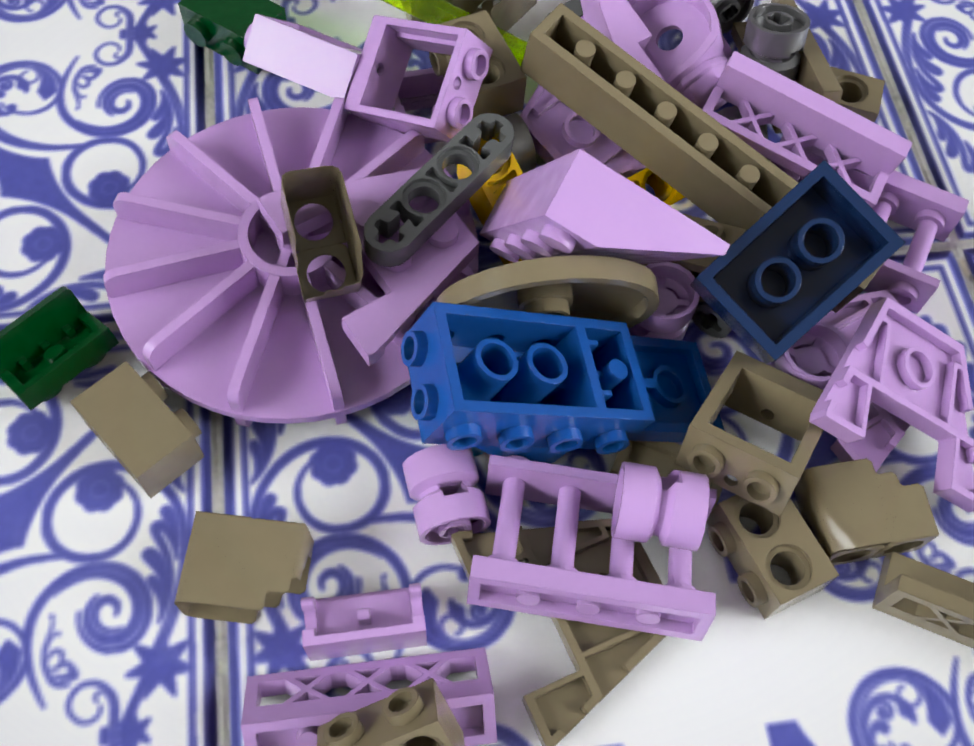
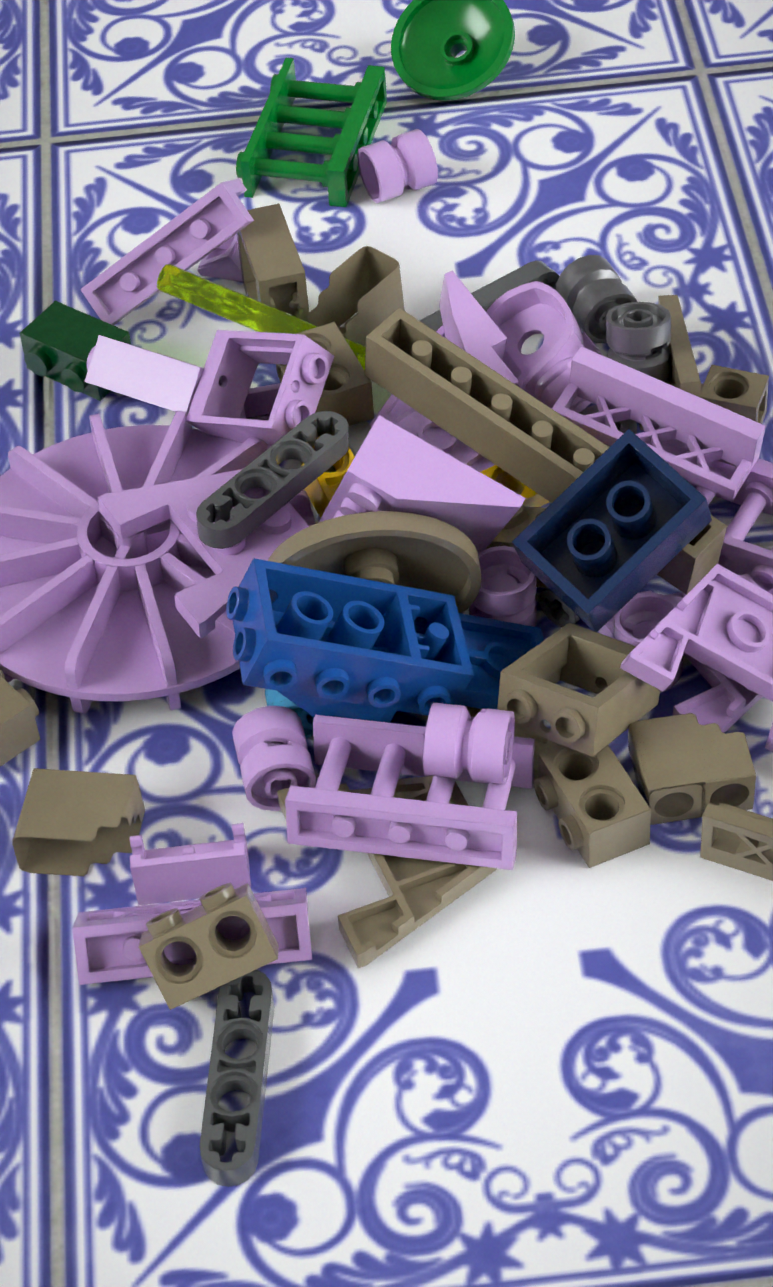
camera: 10 degrees right, 15 degrees down
(327, 188) = (157, 477): dark tan piece -> none

